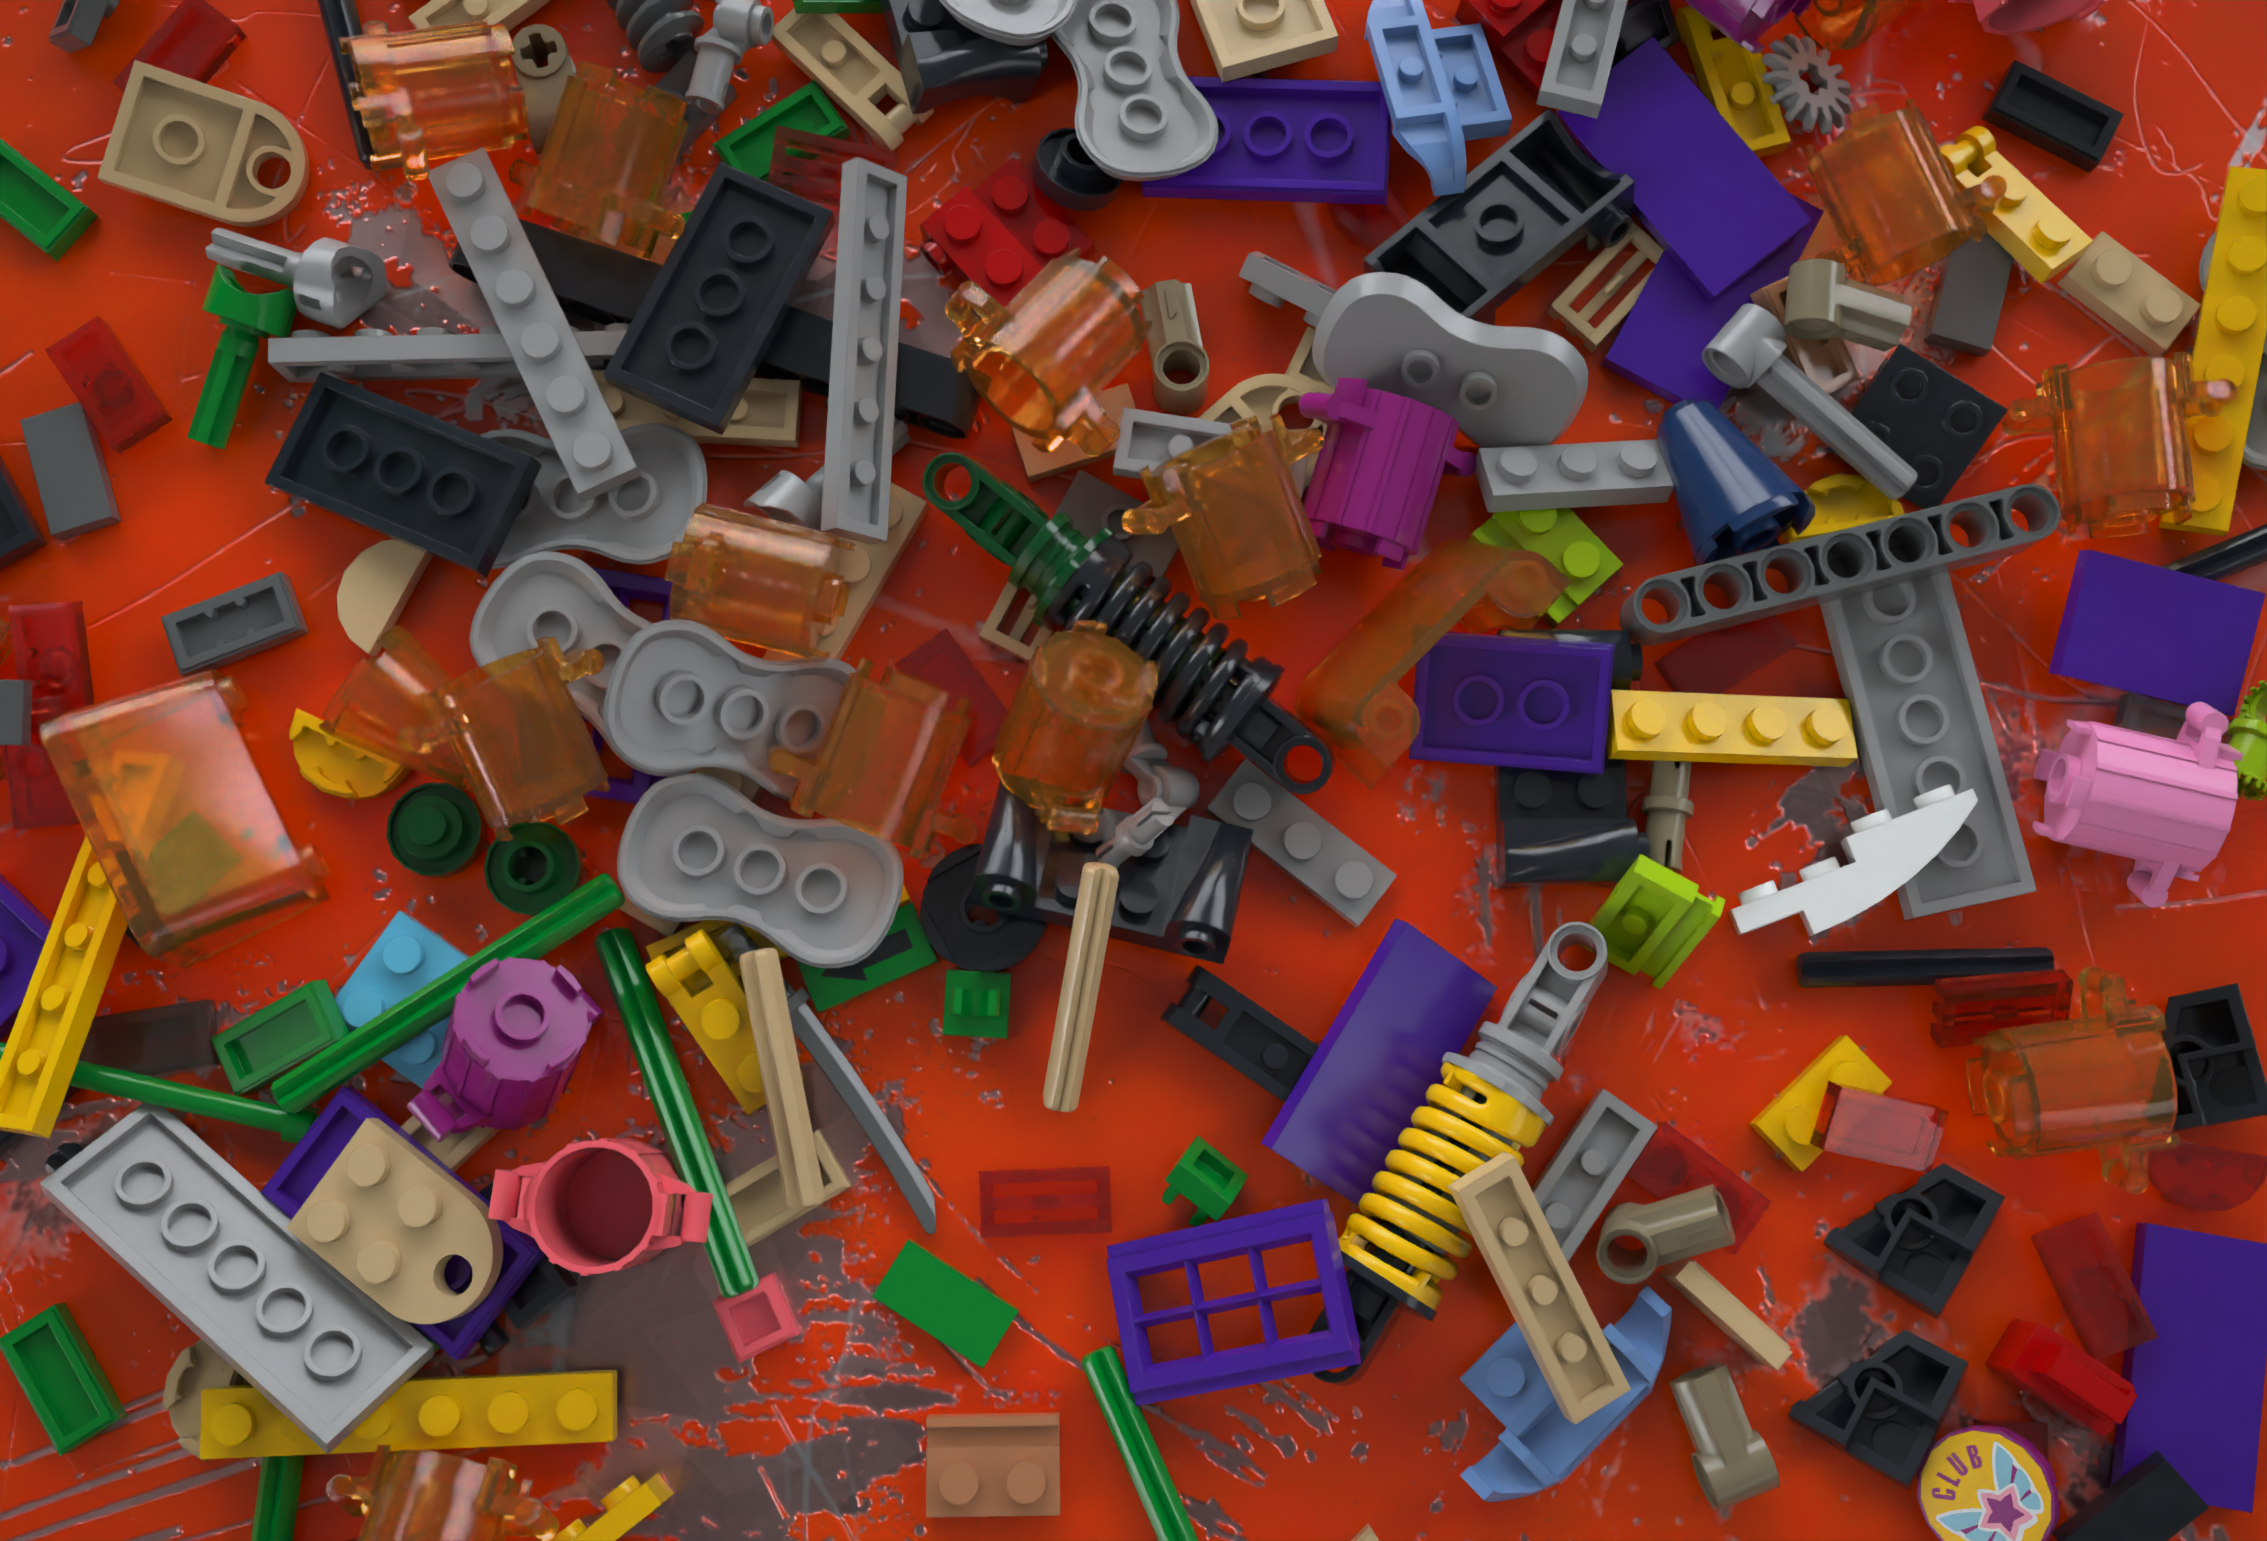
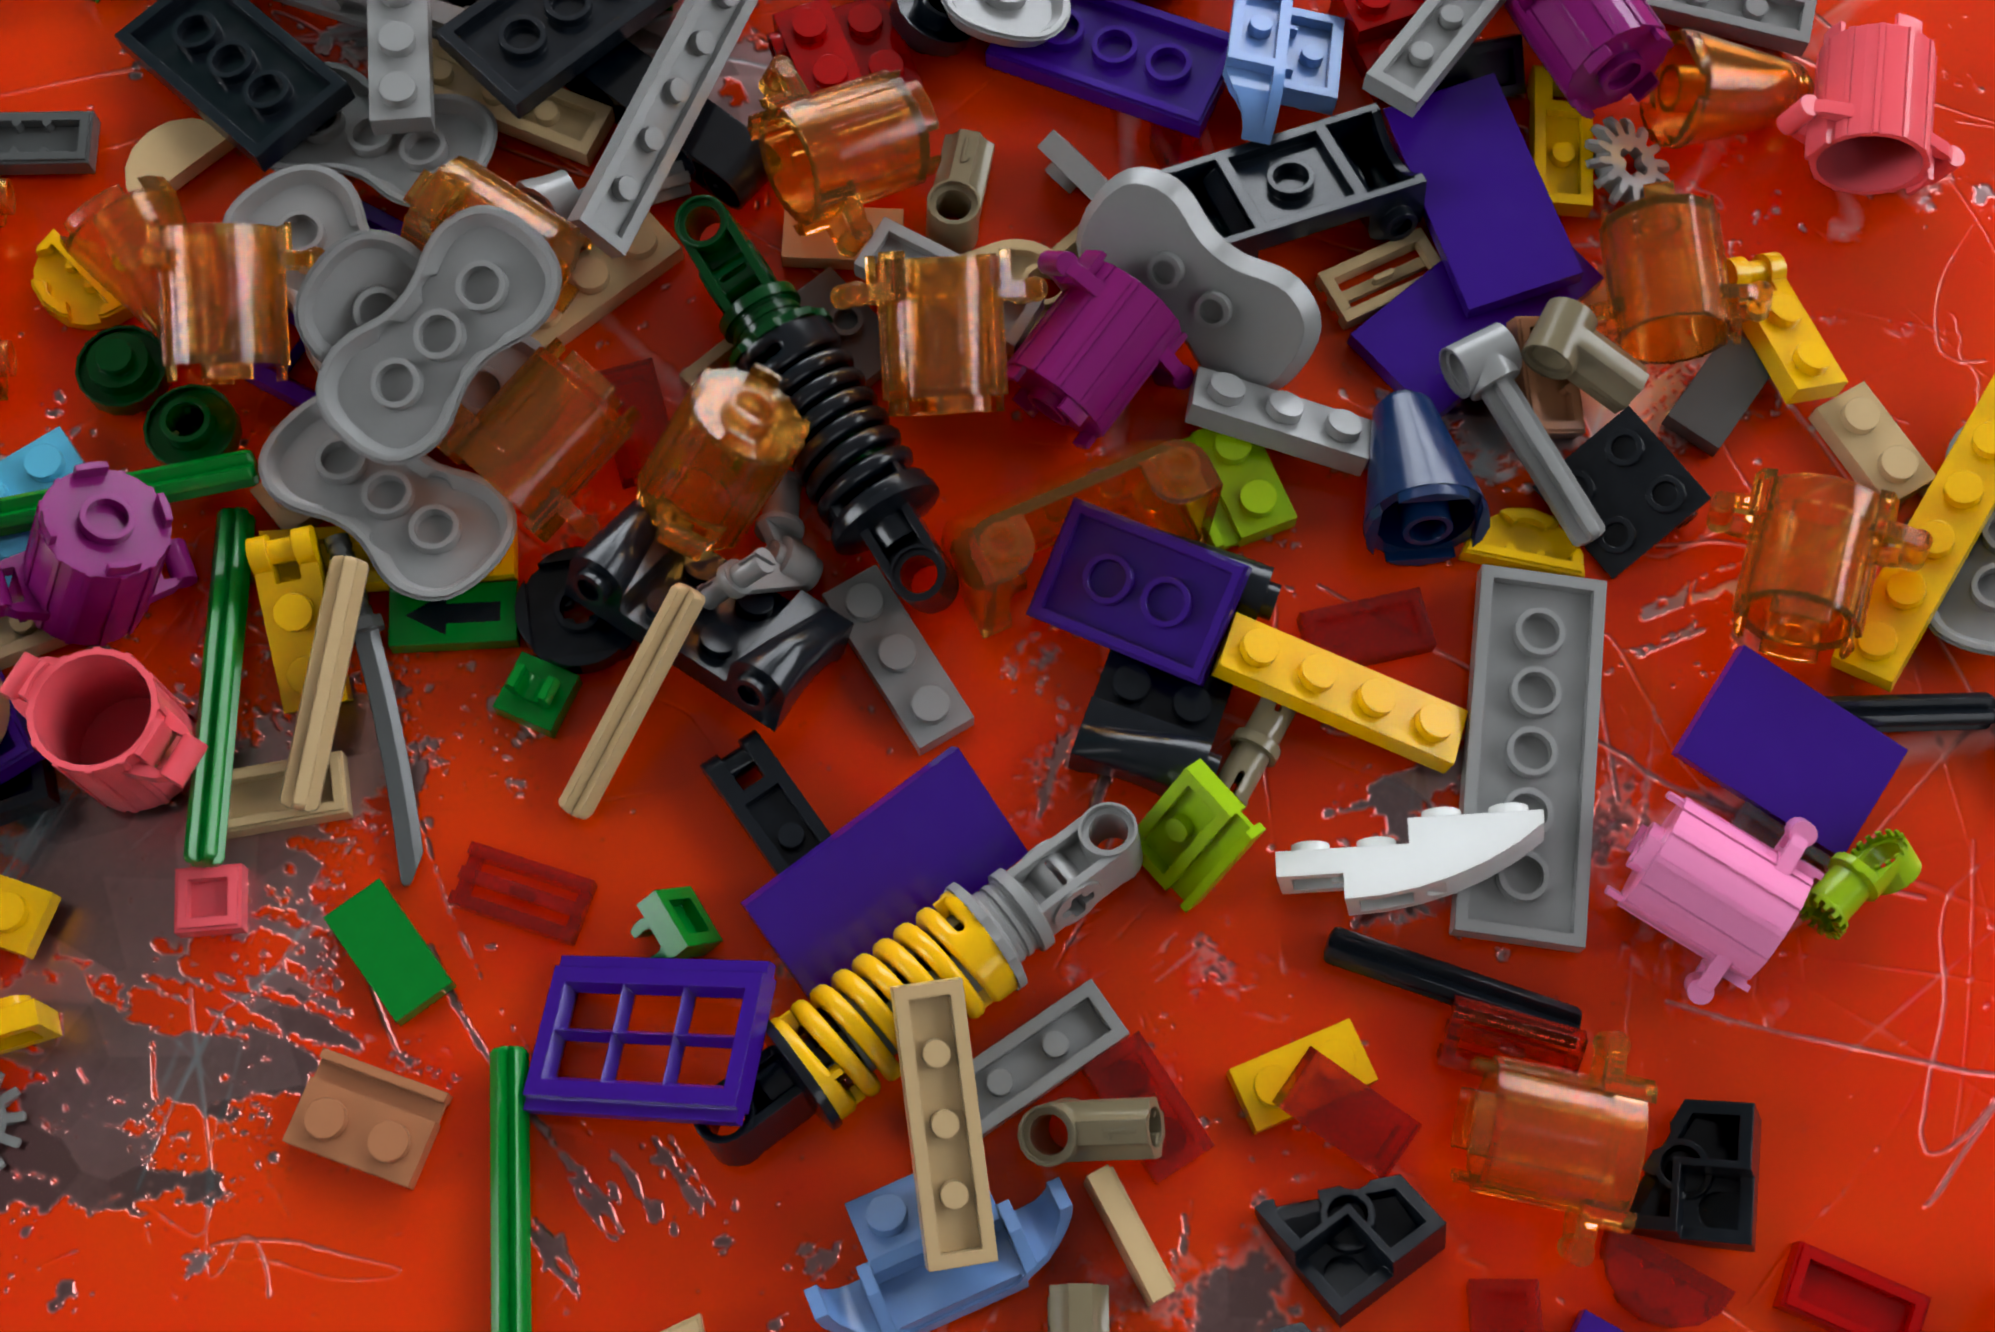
camera: 20 degrees right, 10 degrees down
(776, 659) = (473, 294): none -> light grey plate
(1864, 550) = (1521, 562): dark grey beam -> none
(2052, 116) = (1853, 270): black tile -> none

